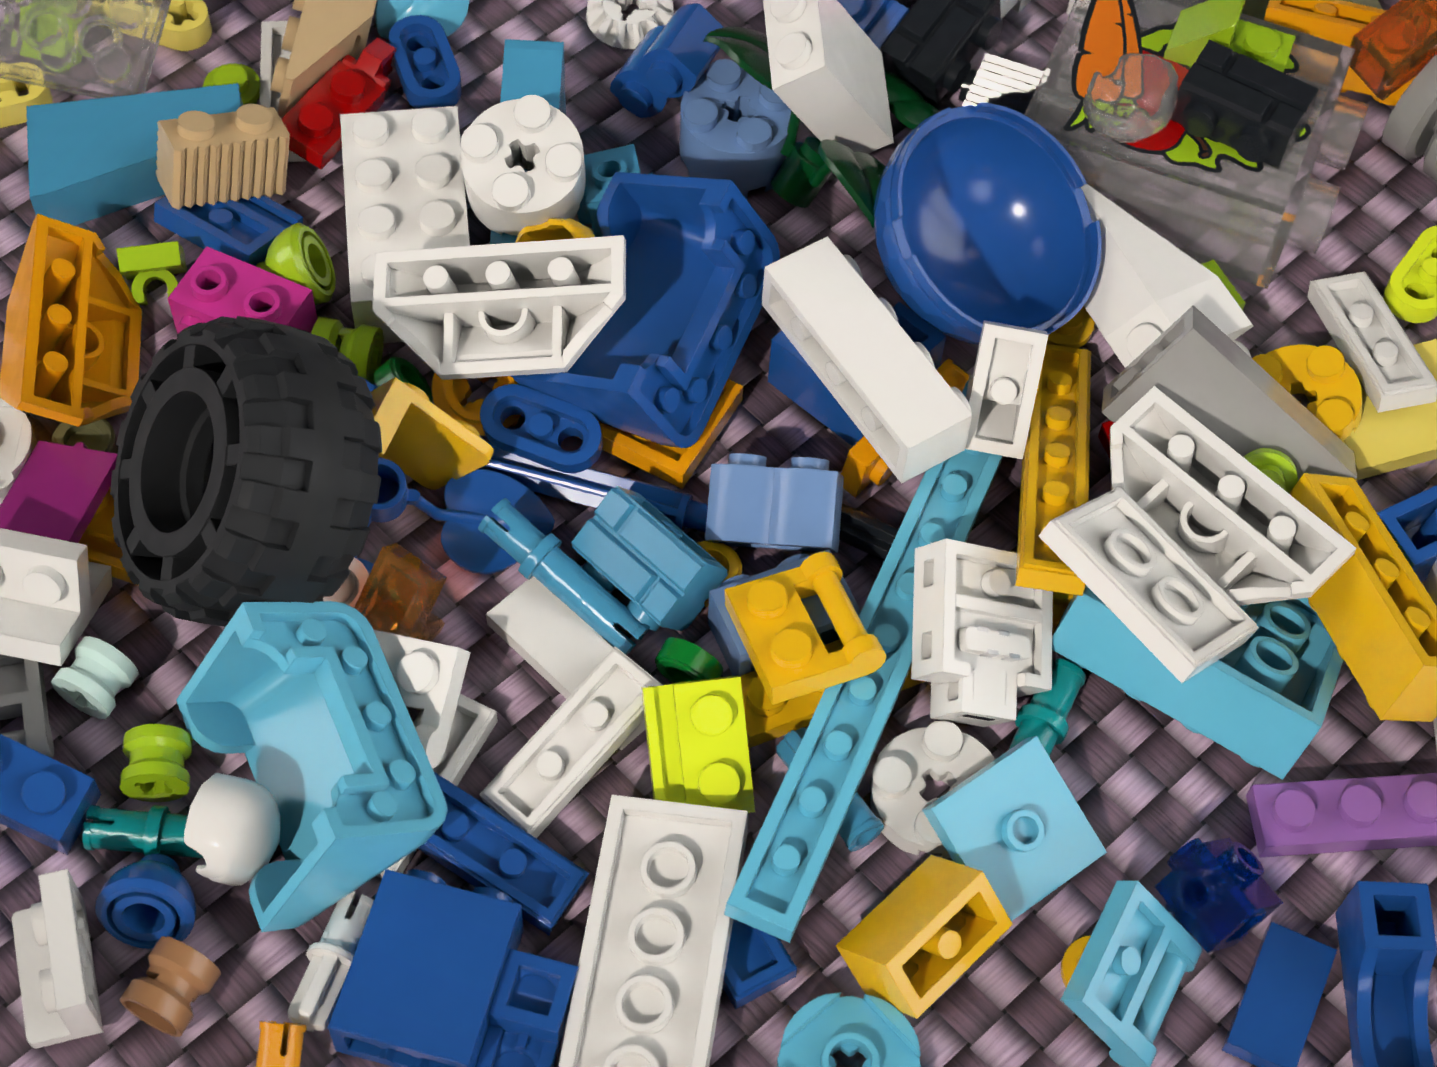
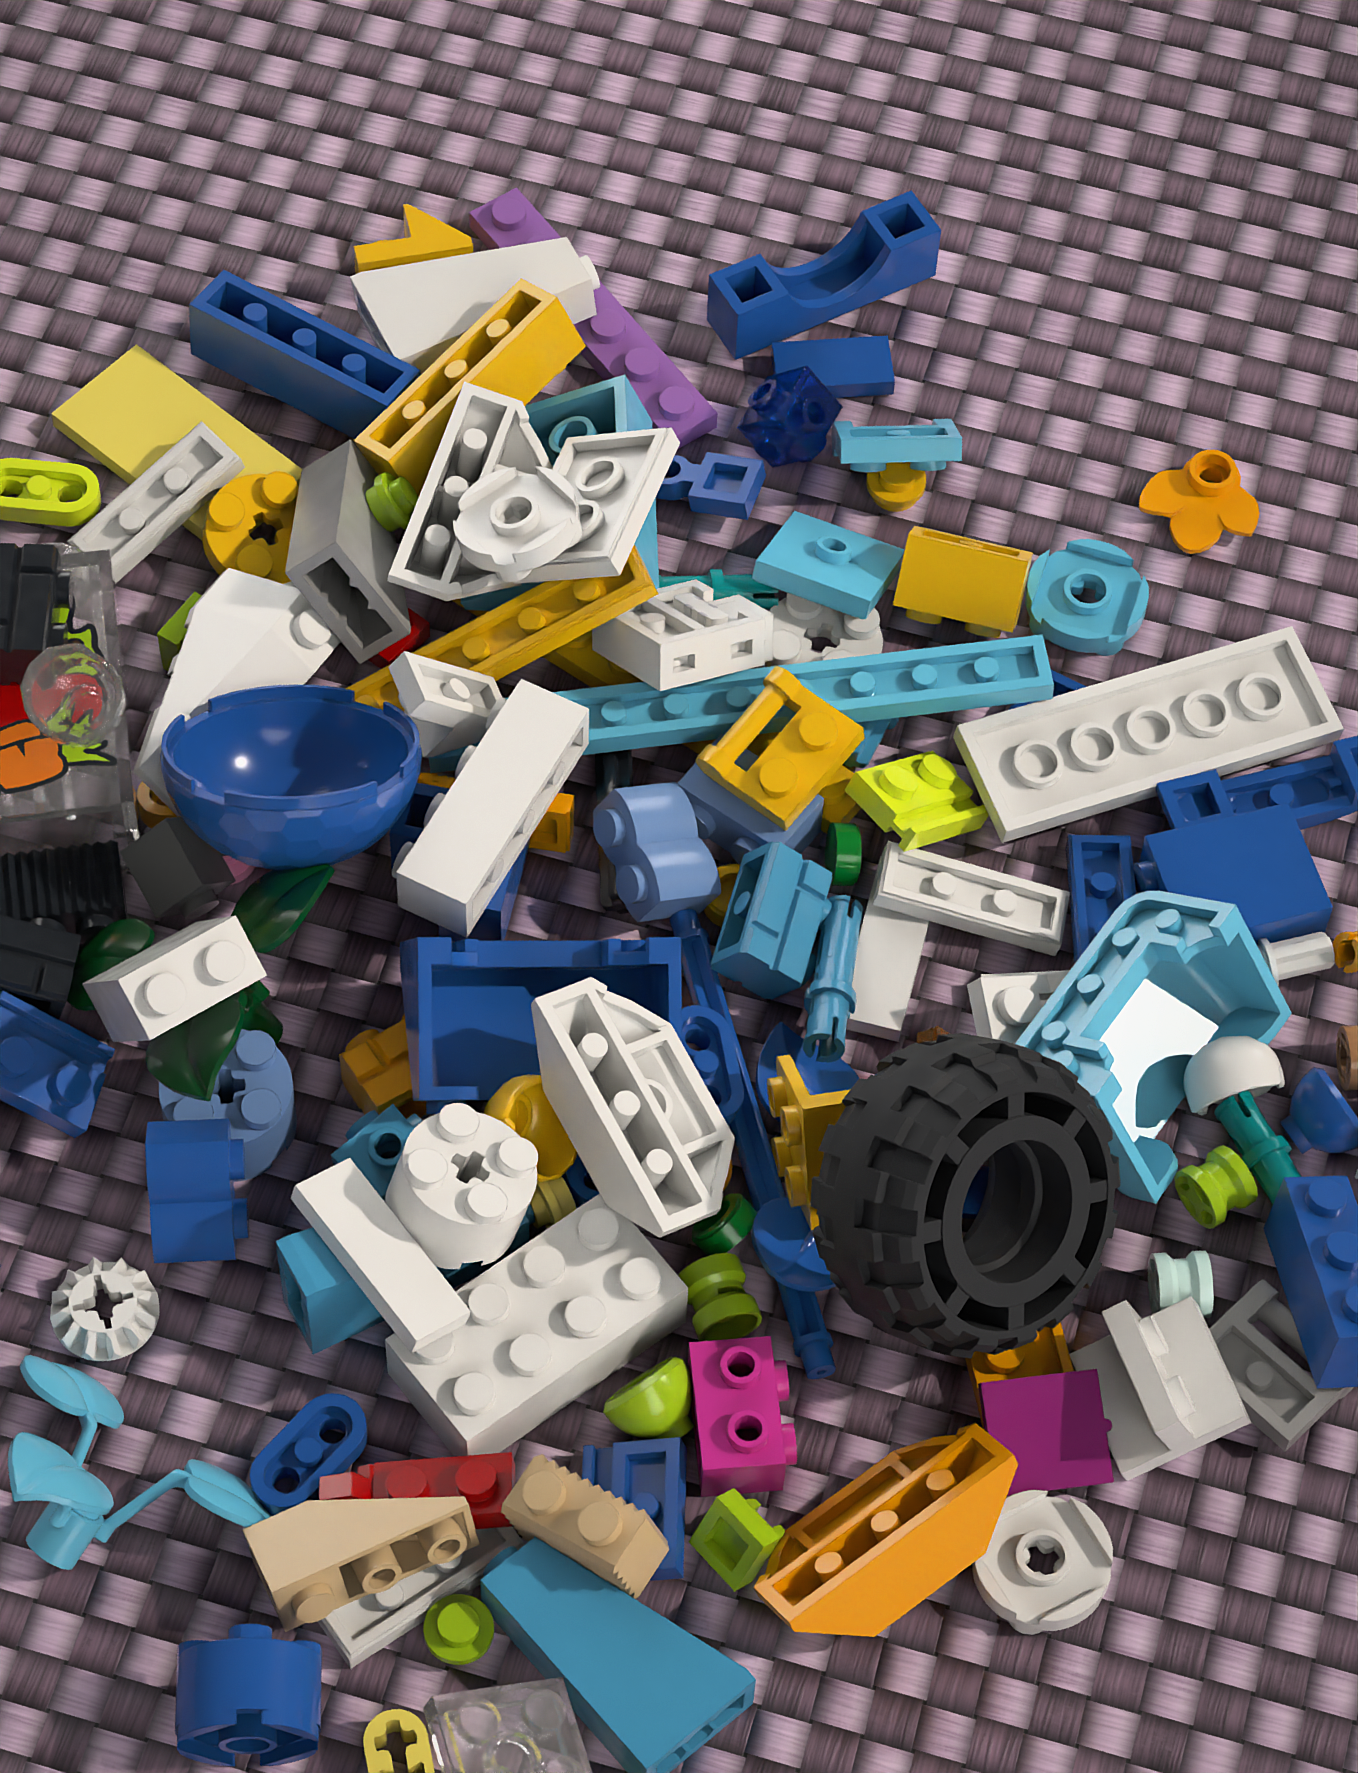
camera: 120 degrees left, 0 degrees up
(454, 99) = (380, 1255): none -> white tile
(1131, 507) = (519, 547): none -> white plate
(1172, 797) = (718, 486): none -> blue plate

